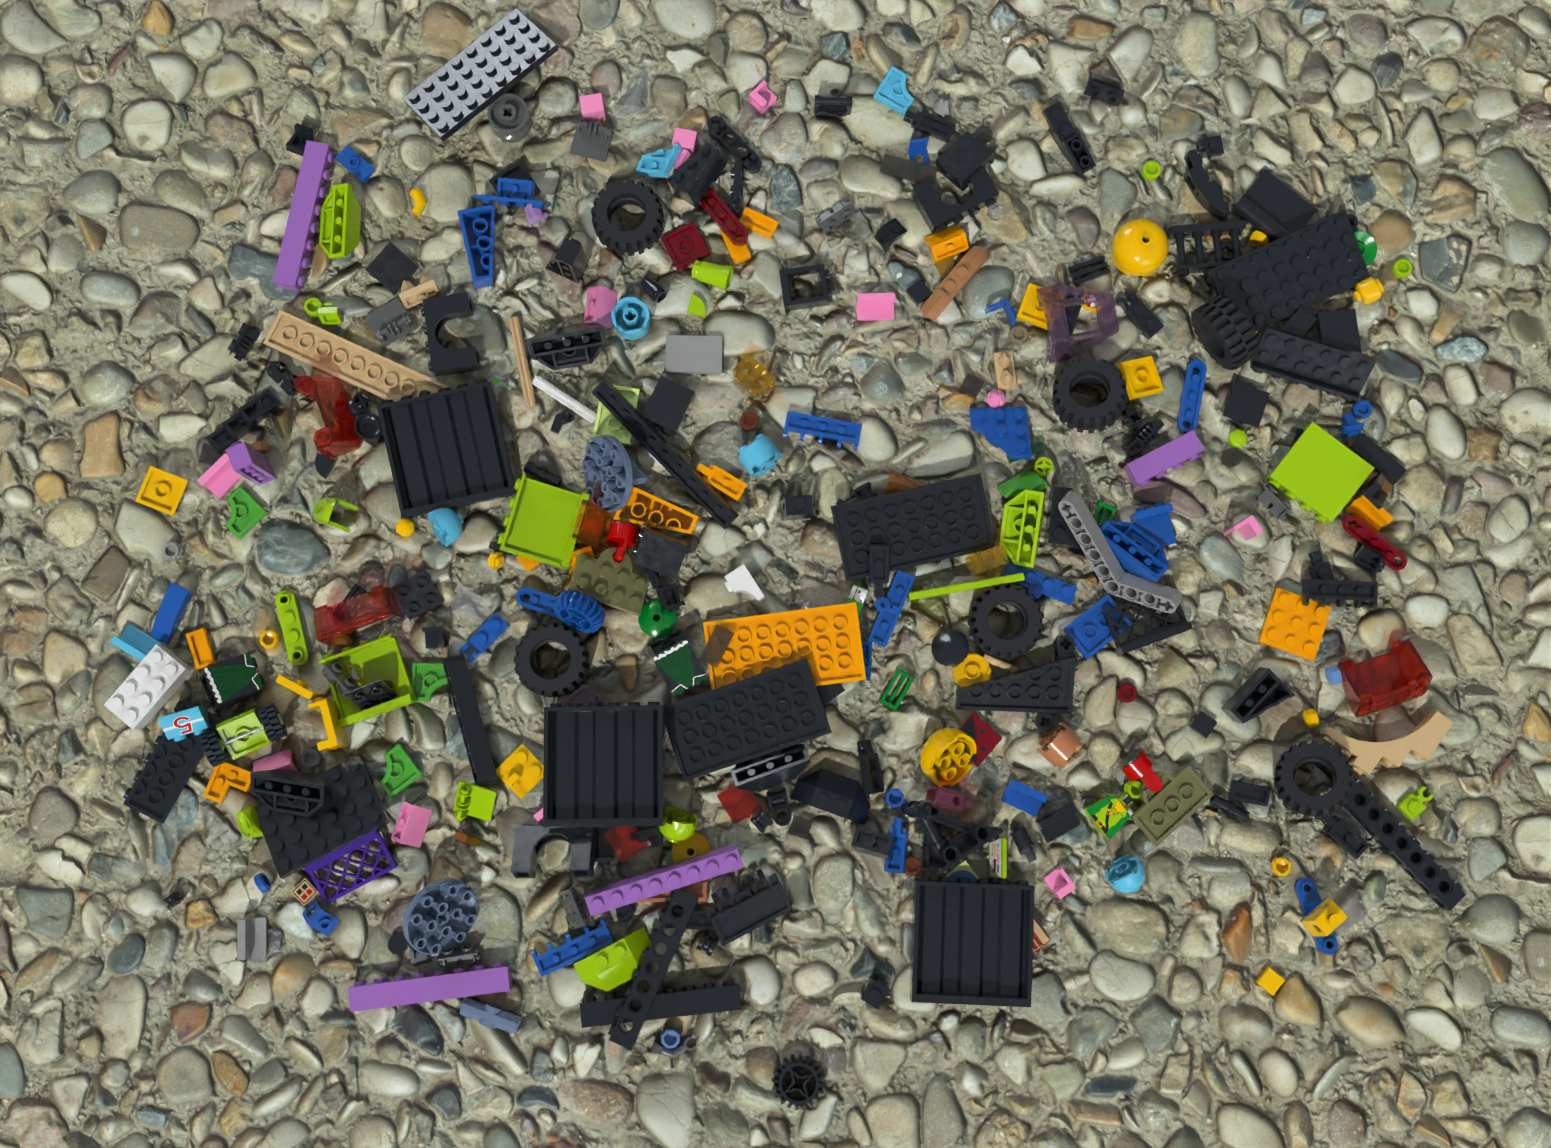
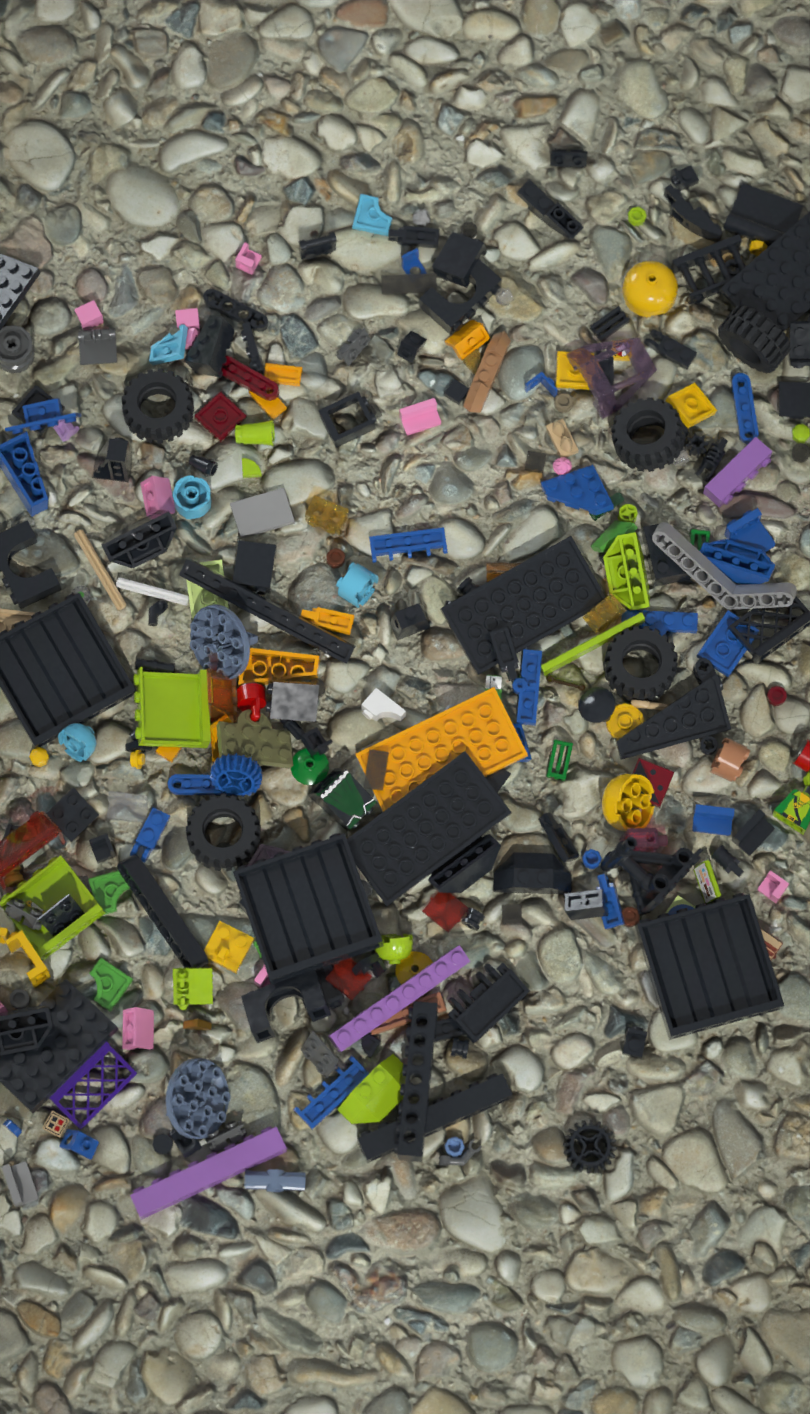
camera: 15 degrees left, 10 degrees down
(779, 805) = (484, 898): black piece -> none

